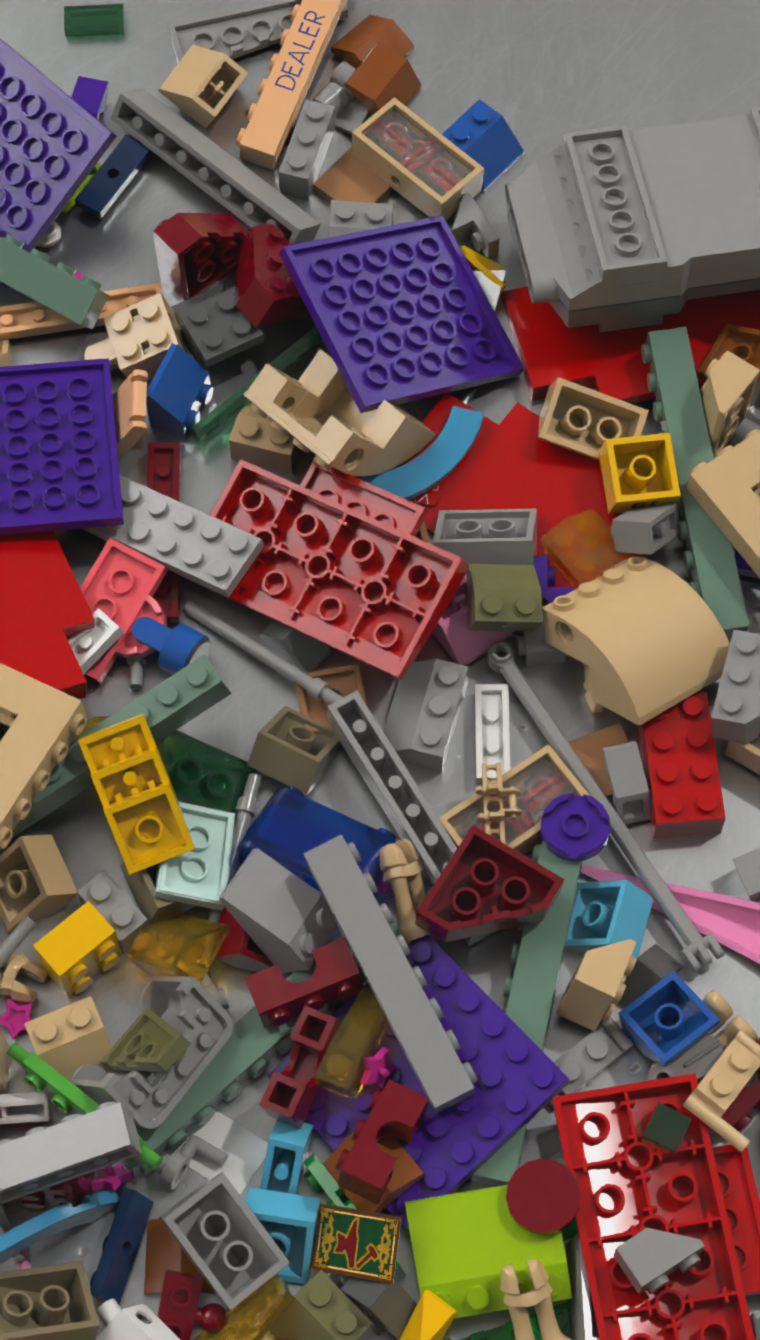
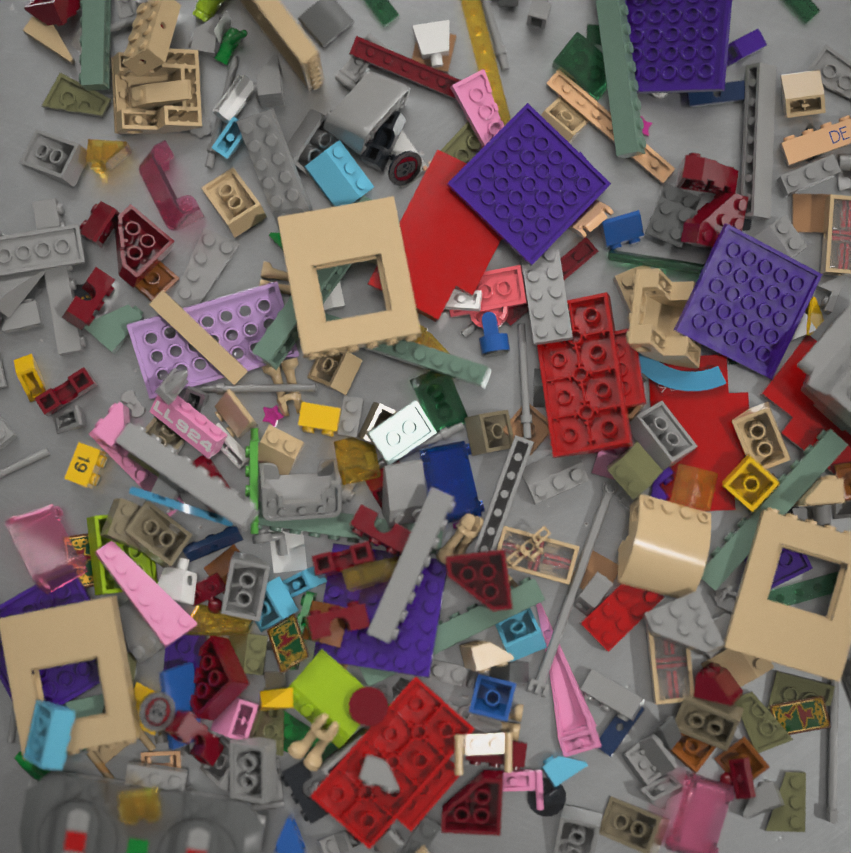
camera: 50 degrees right, 20 degrees up
(136, 794) = (402, 388): yellow slope -> none
(138, 337) = (635, 185): tan brick -> none
(147, 1046) = (300, 486): olive wing -> none
(377, 1068) = (368, 592): dark pink piece -> none
(492, 728) = (570, 513): white plate -> none
(575, 827) = (547, 590): dark purple tile -> none
(645, 528) = (724, 507): light grey slope -> none
(666, 1128) = (439, 735): clear green tile -> none

